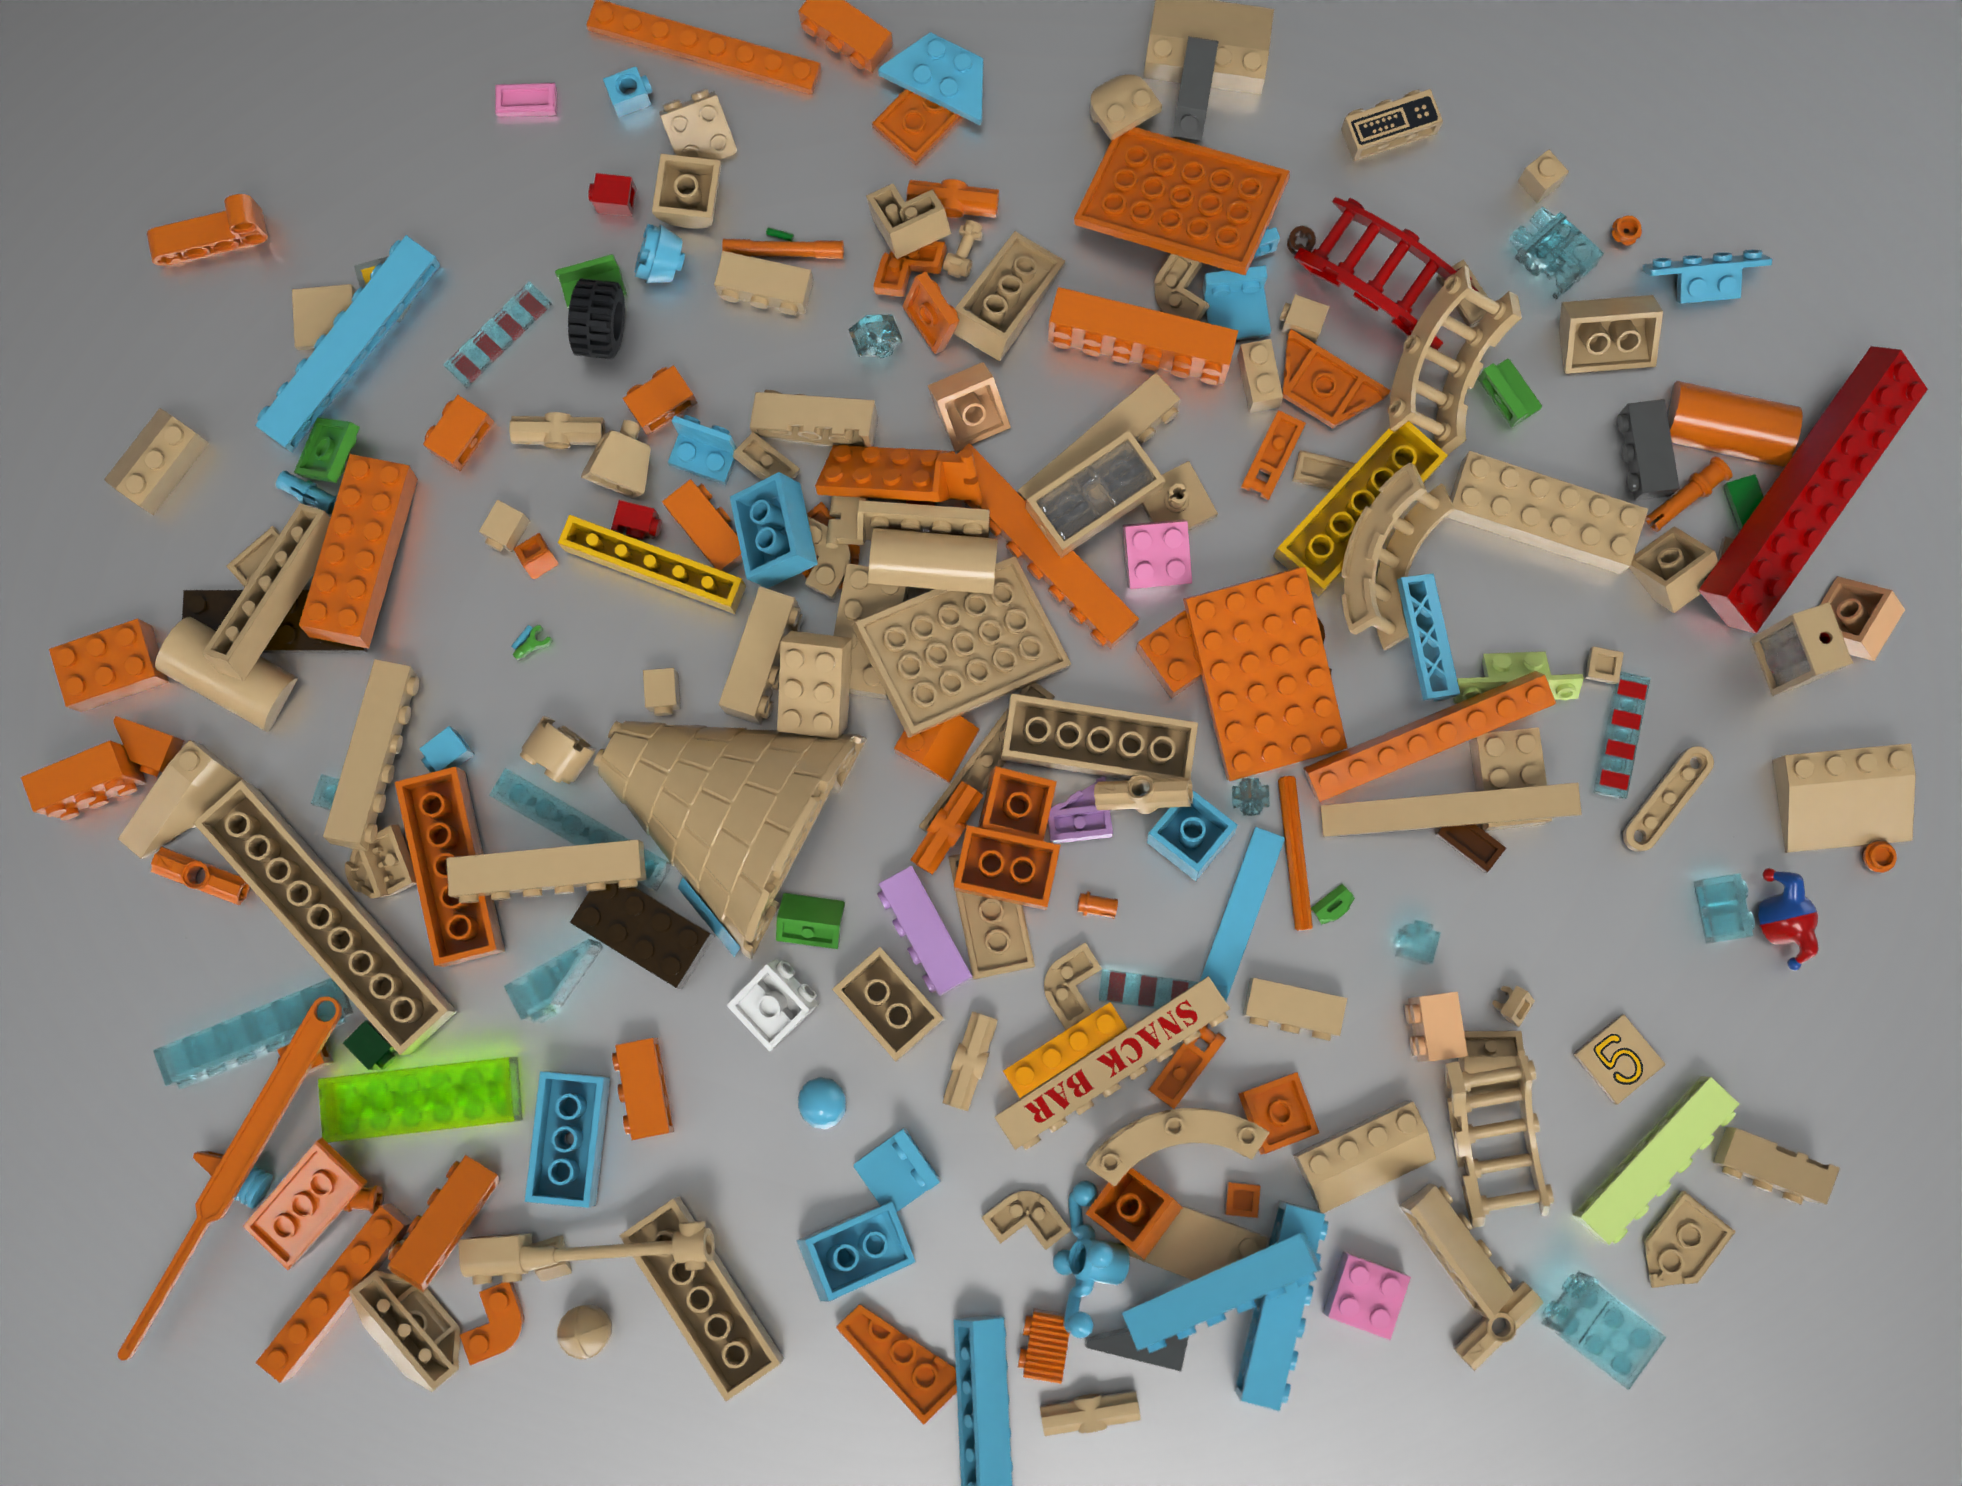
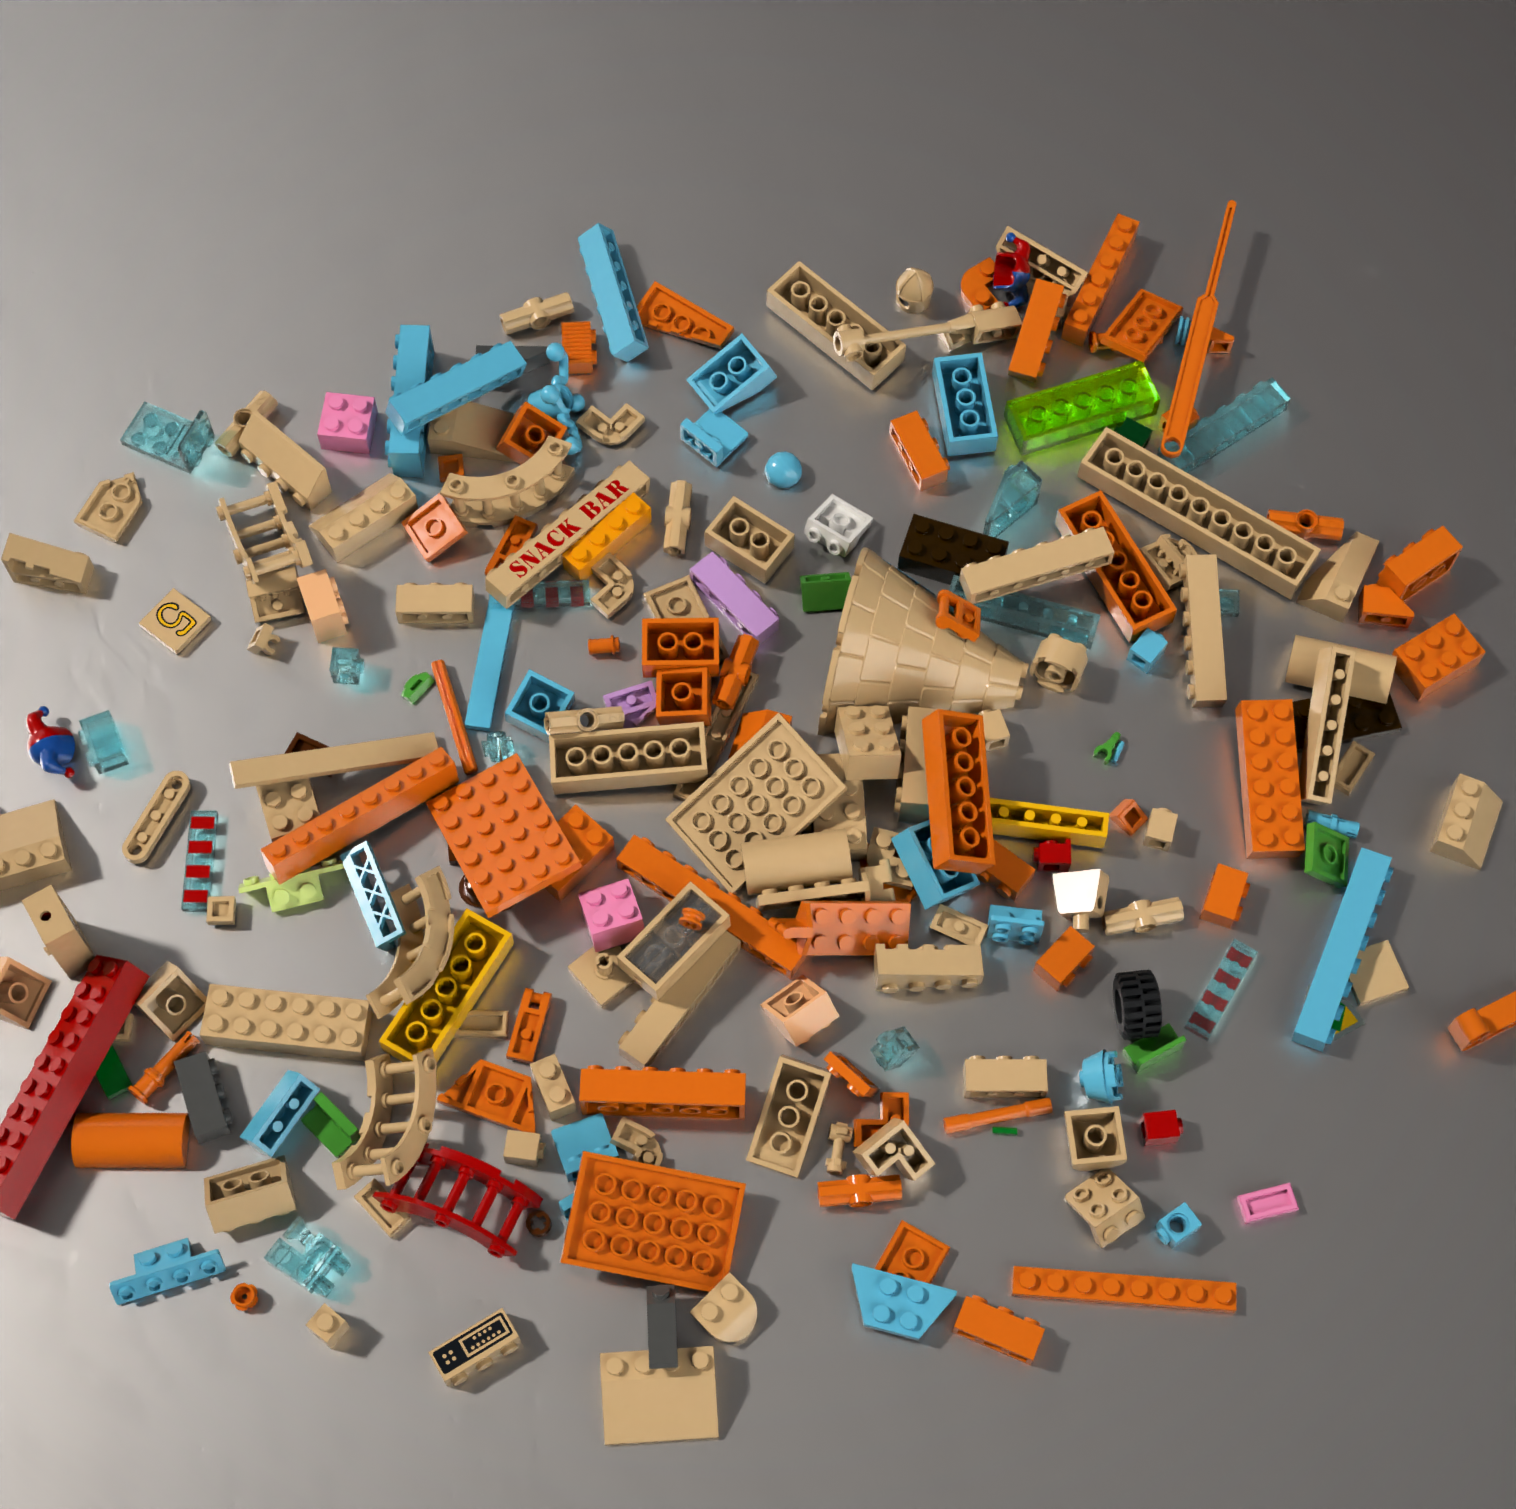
camera: 160 degrees right, 15 degrees down
(447, 1322) = (1013, 271): none -> red piece
(653, 816) = (965, 618): none -> orange plate
(725, 587) = (958, 792): none -> orange brick
(1071, 496) = (691, 918): none -> orange bush
(1566, 408) = (279, 1113): none -> medium azure brick
(1656, 1160) = (139, 555): yellowish green brick -> none

